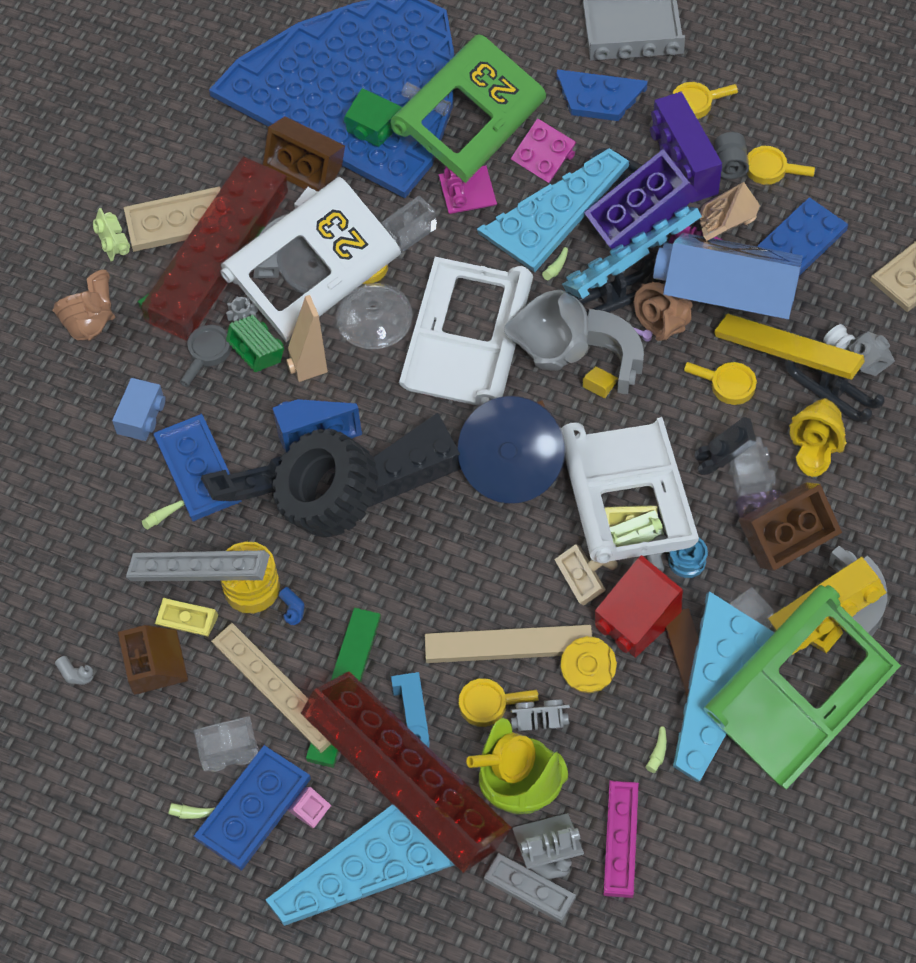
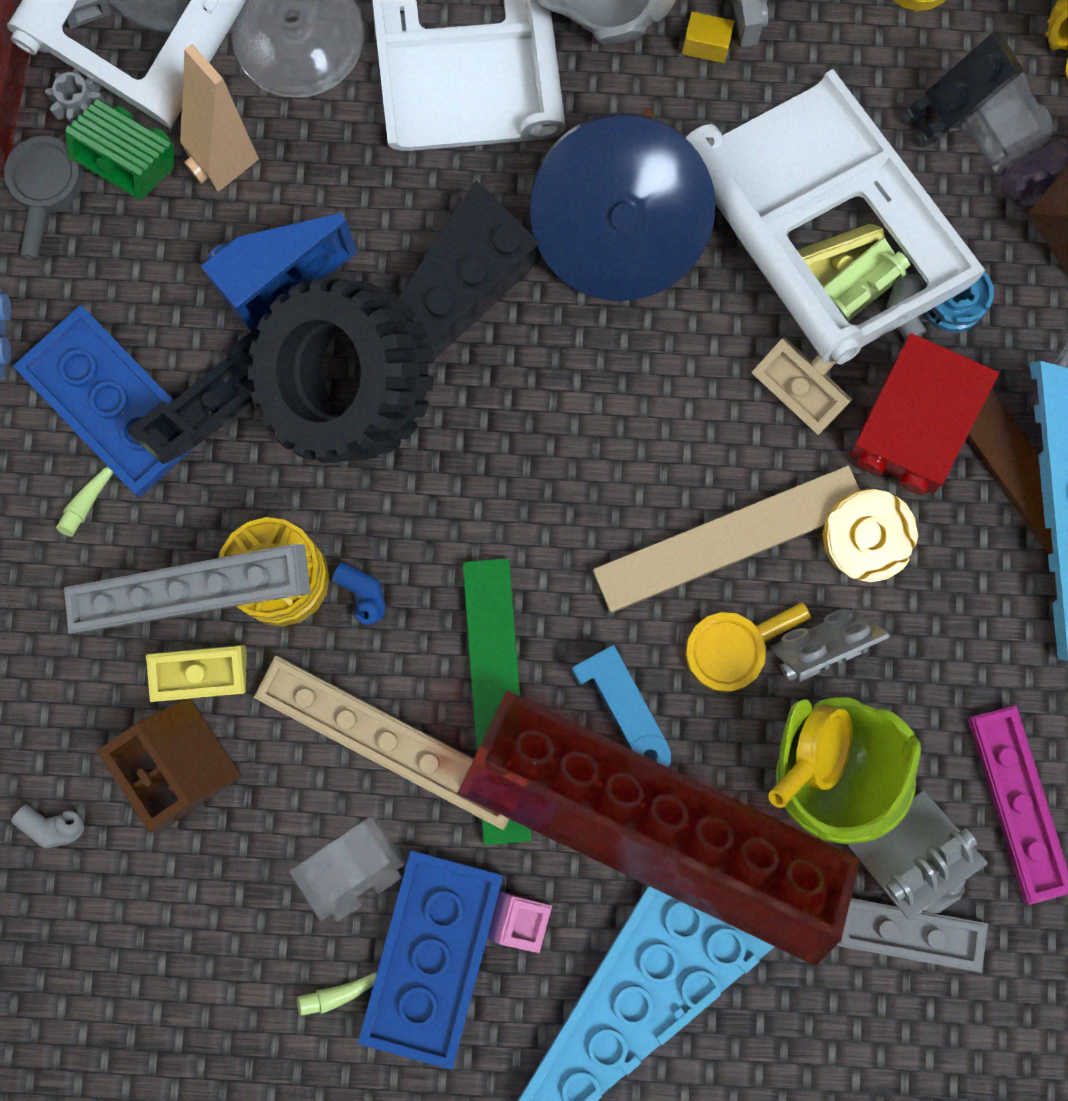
camera: 20 degrees left, 20 degrees up
(658, 753) = (1027, 643): yellowish green helmet -> none

